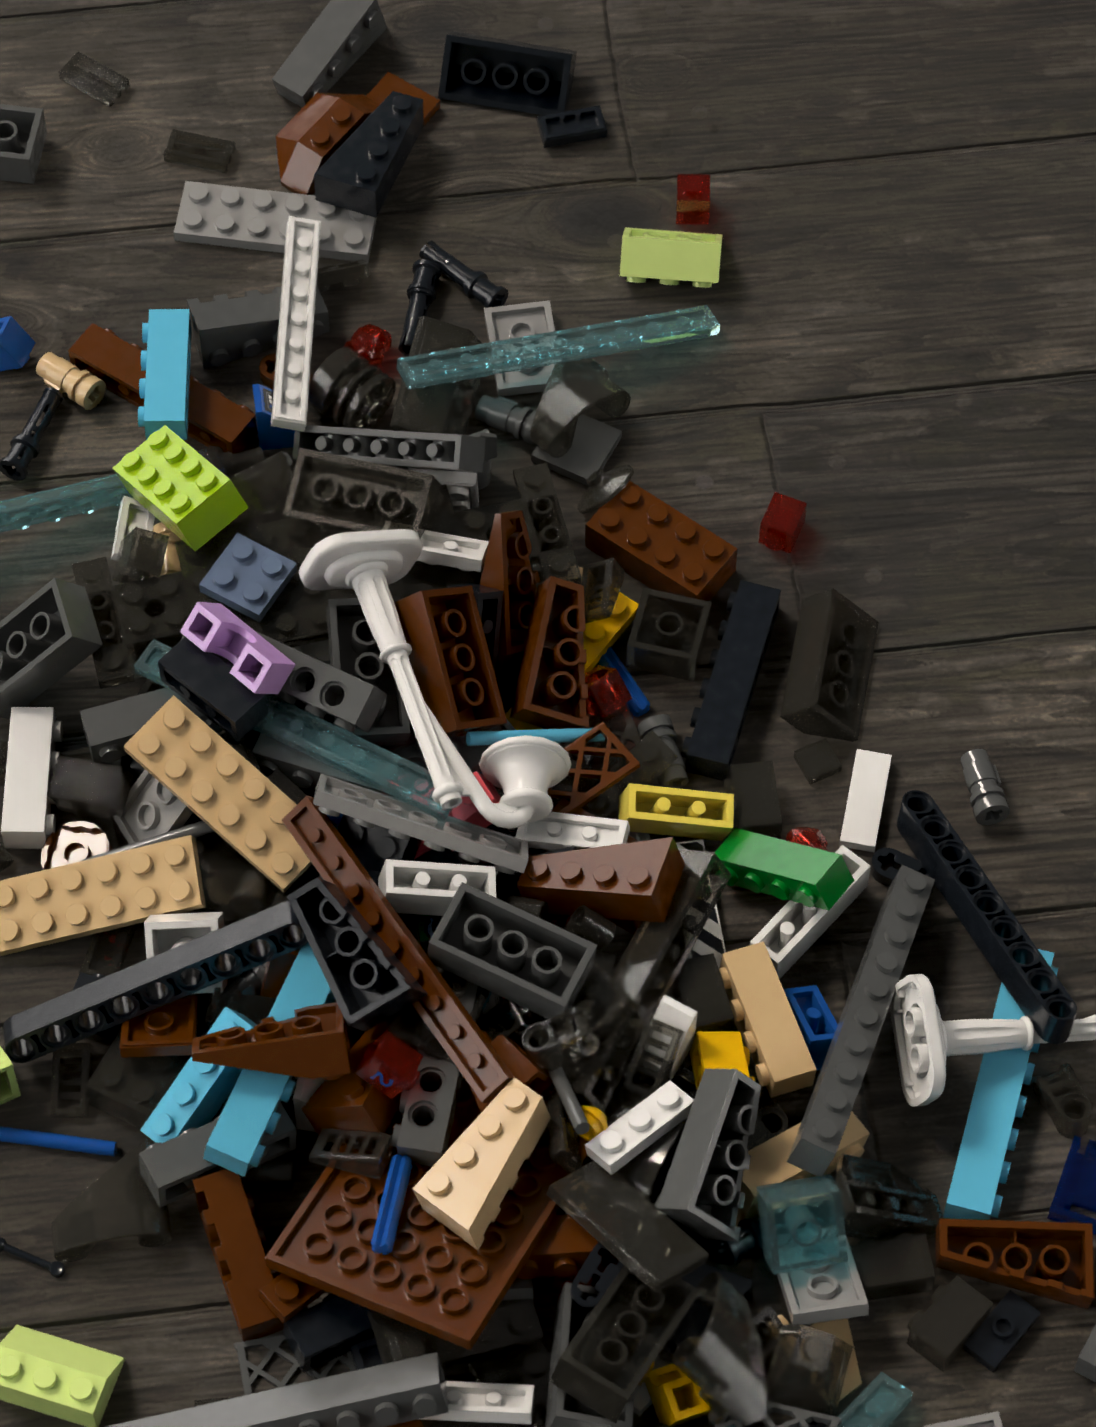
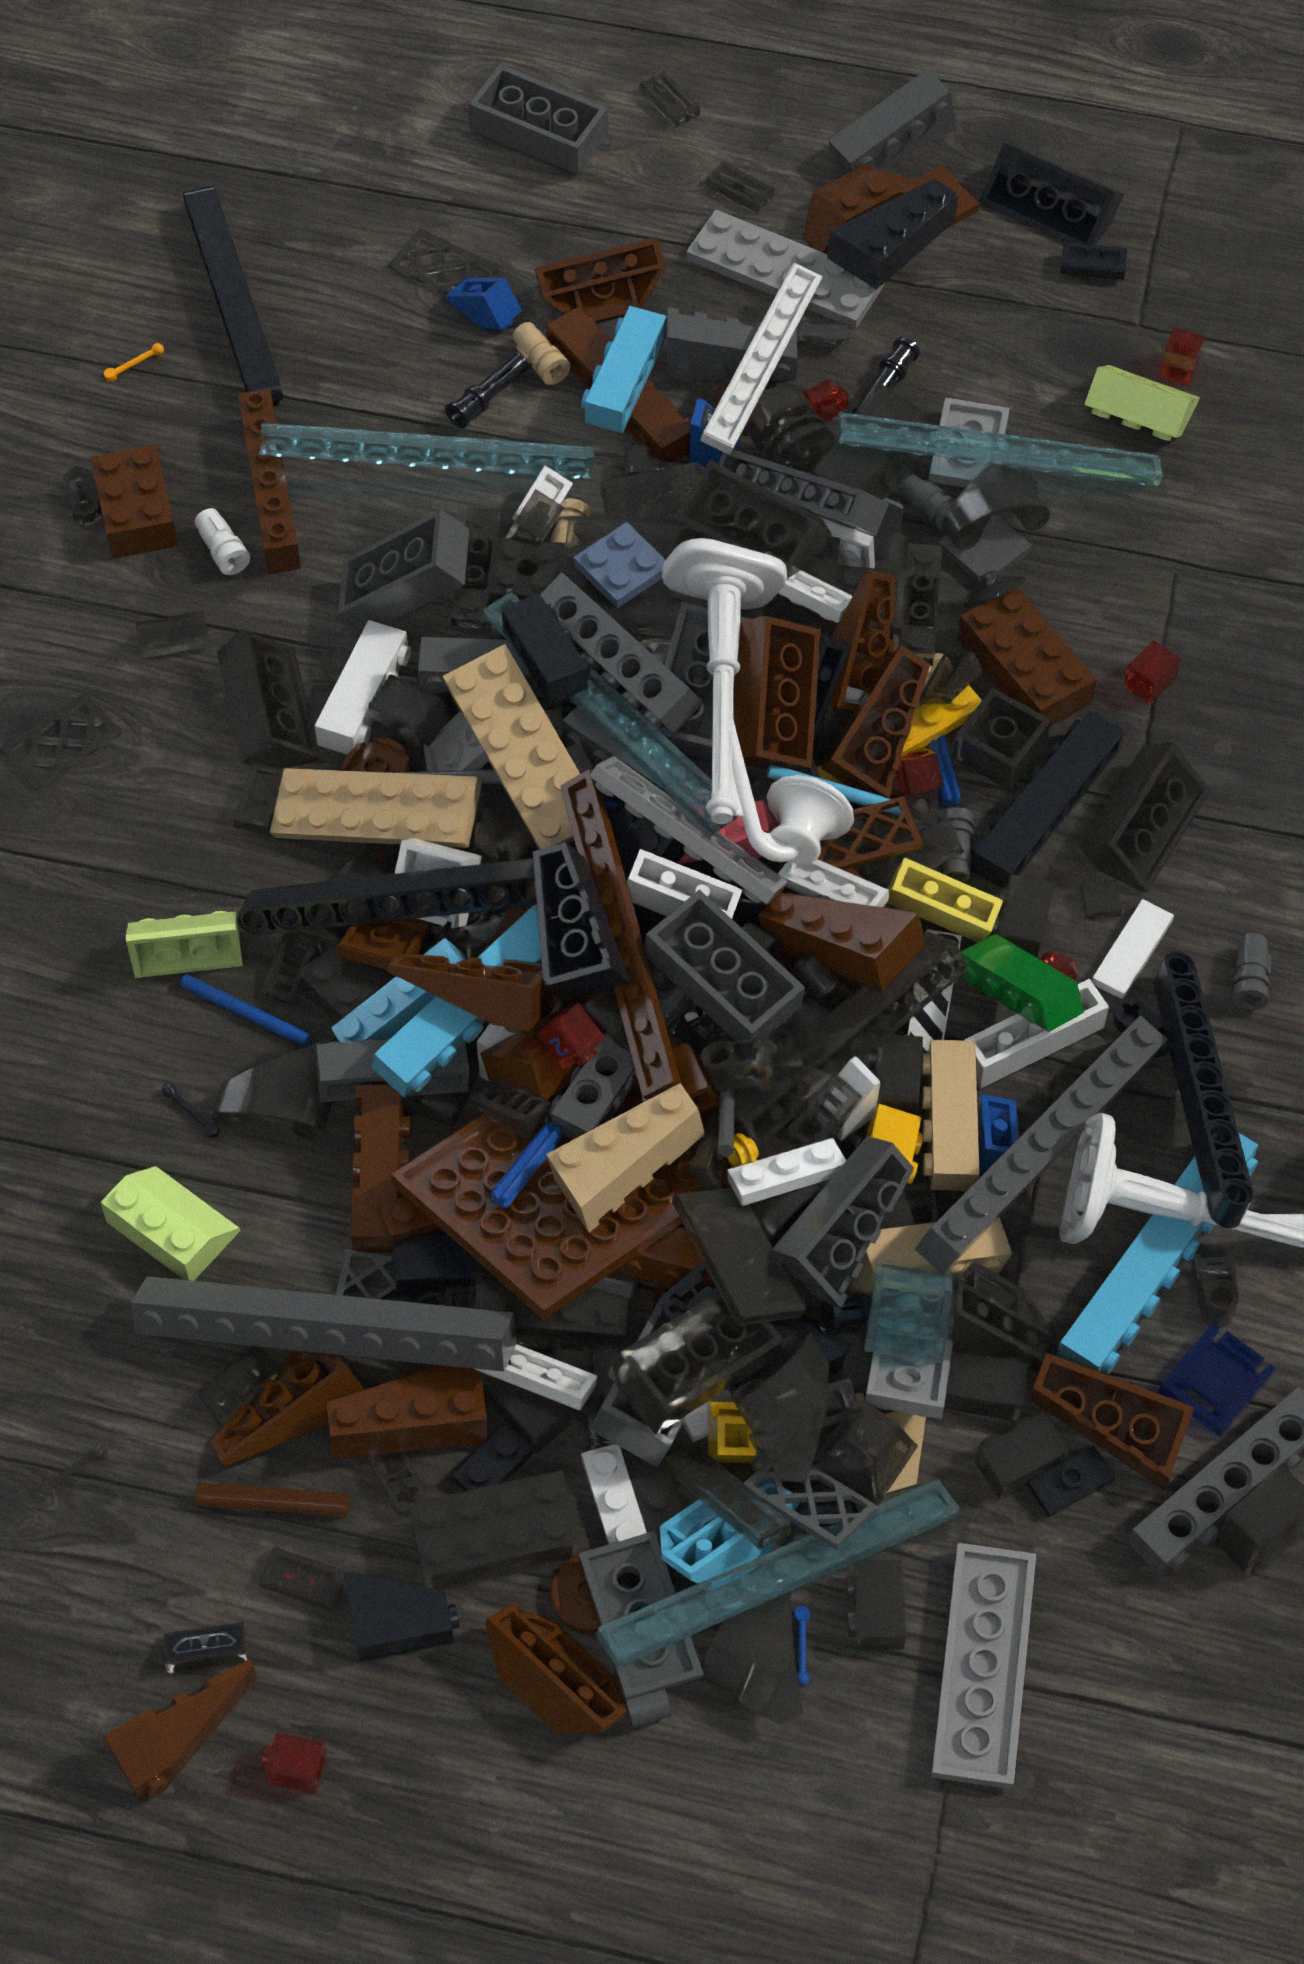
camera: 20 degrees right, 0 degrees up
(106, 289) = (603, 281): none -> reddish brown wedge
(180, 487) = (592, 468): lime brick -> none
(254, 659) = (589, 632): lavender arch -> none
(473, 283) = (945, 373): black pin -> none

